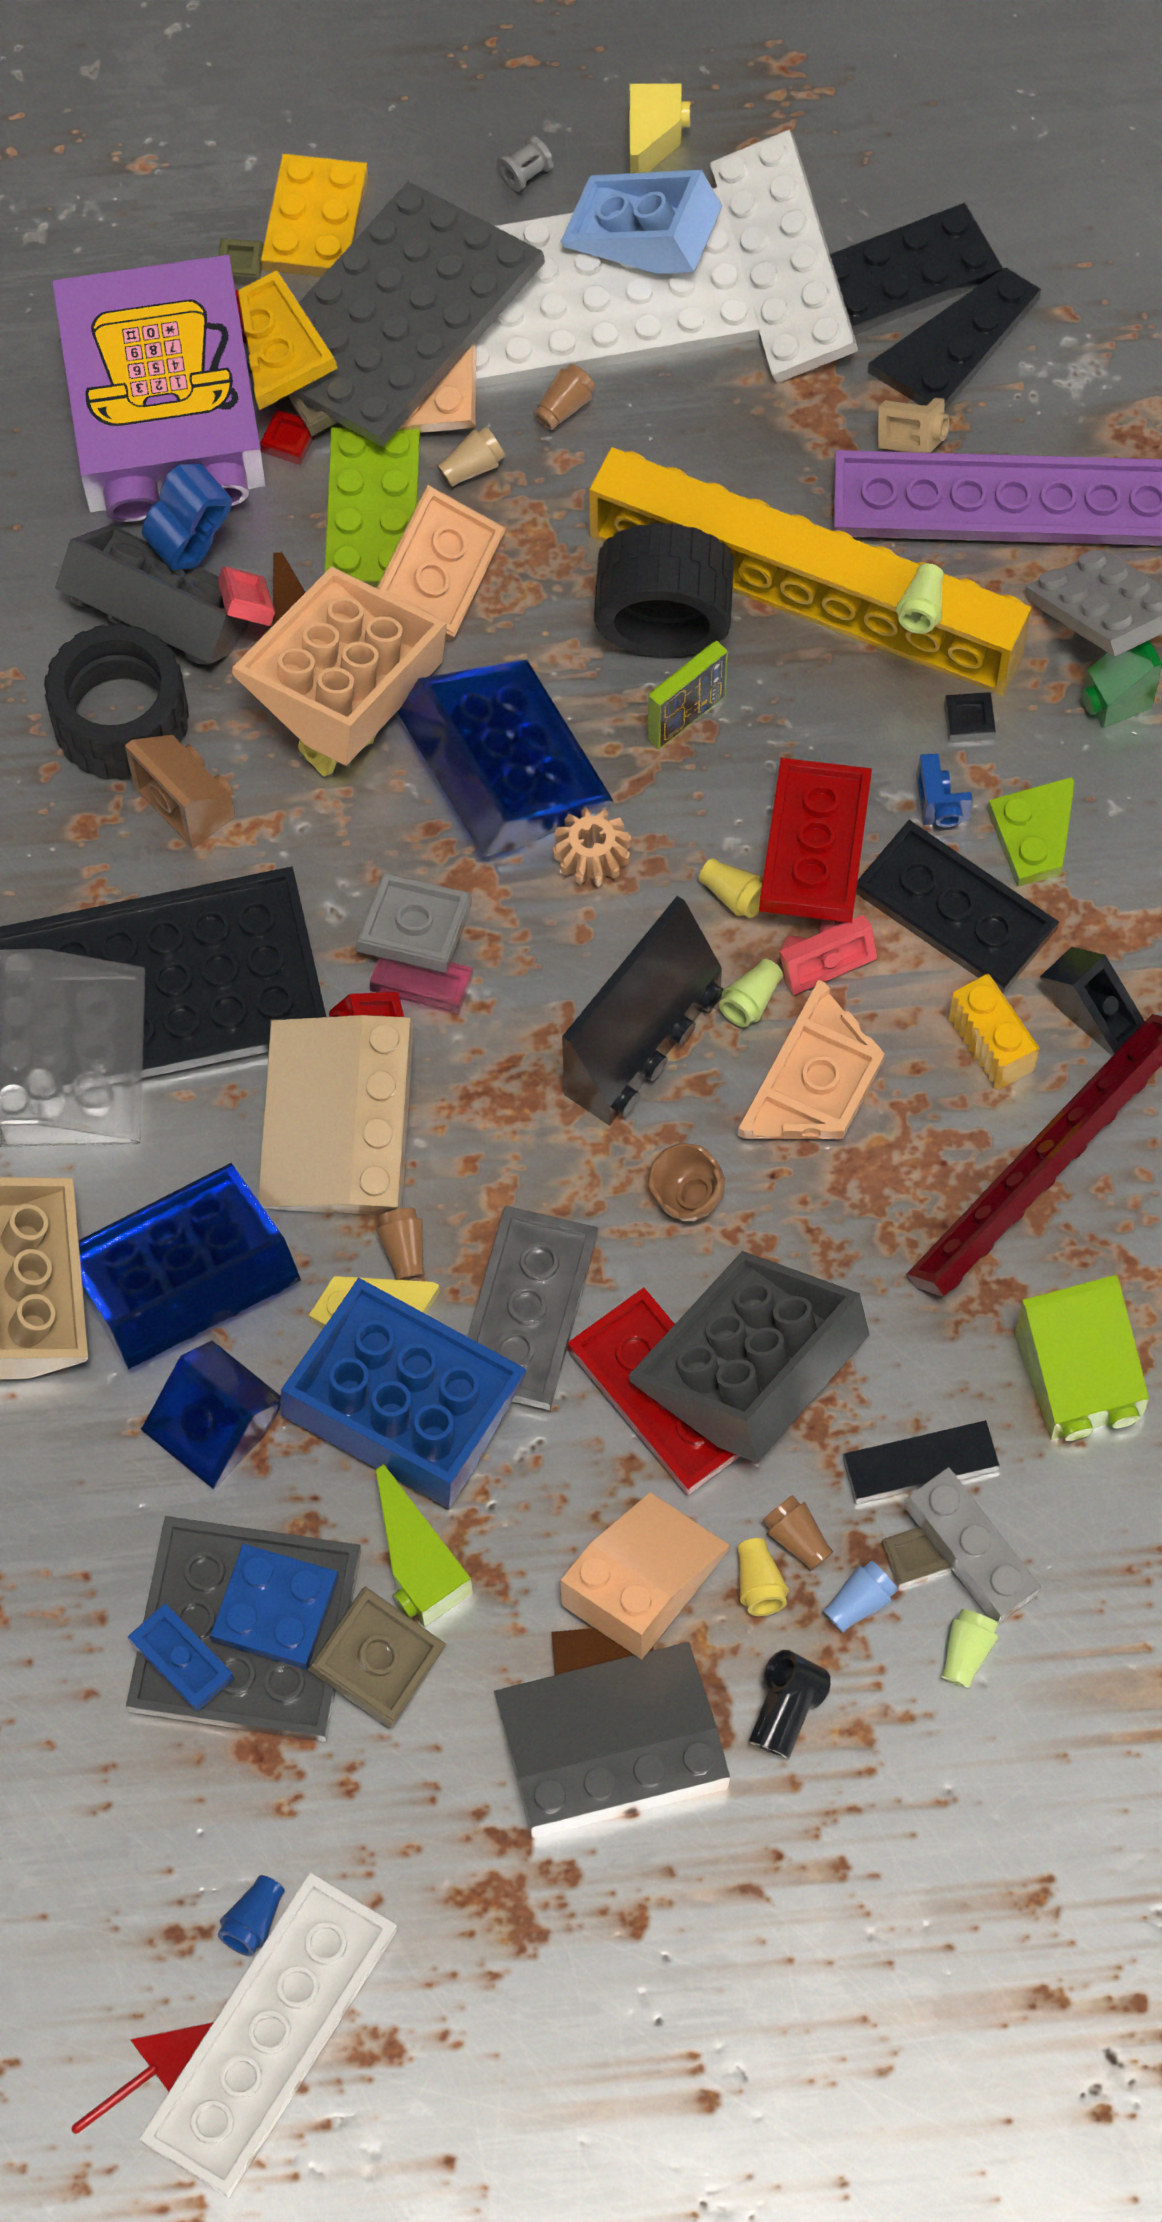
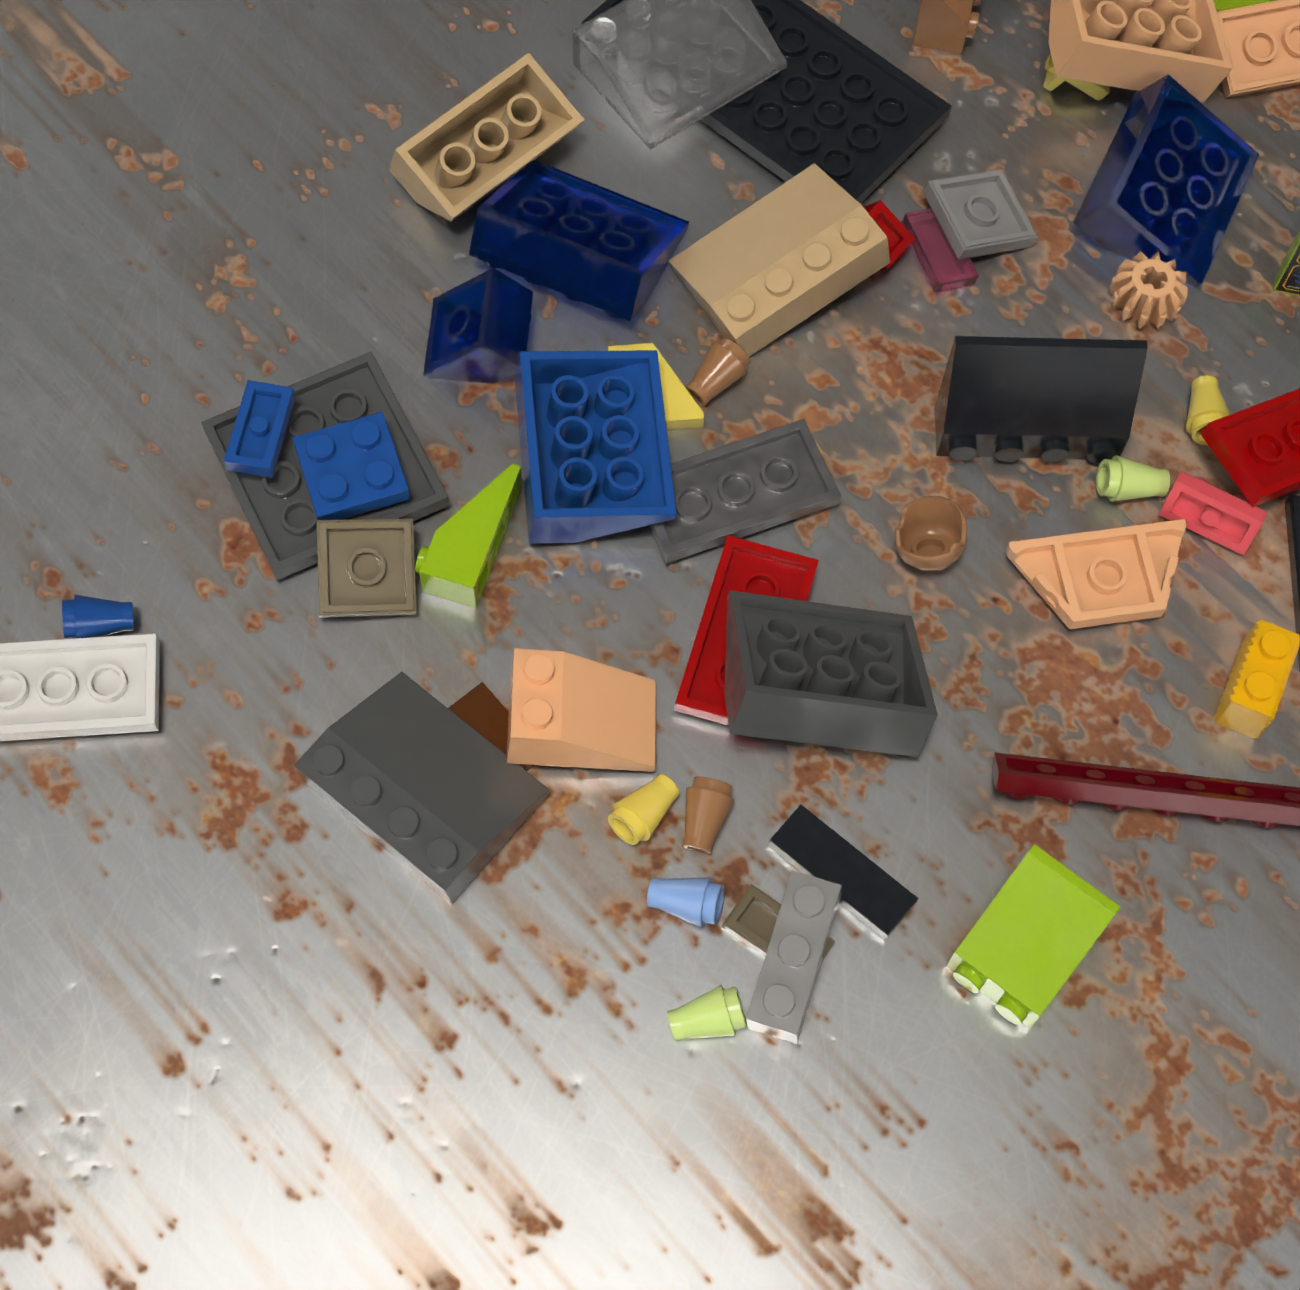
camera: 50 degrees right, 0 degrees up
(793, 1689) = (563, 895): black piece -> none

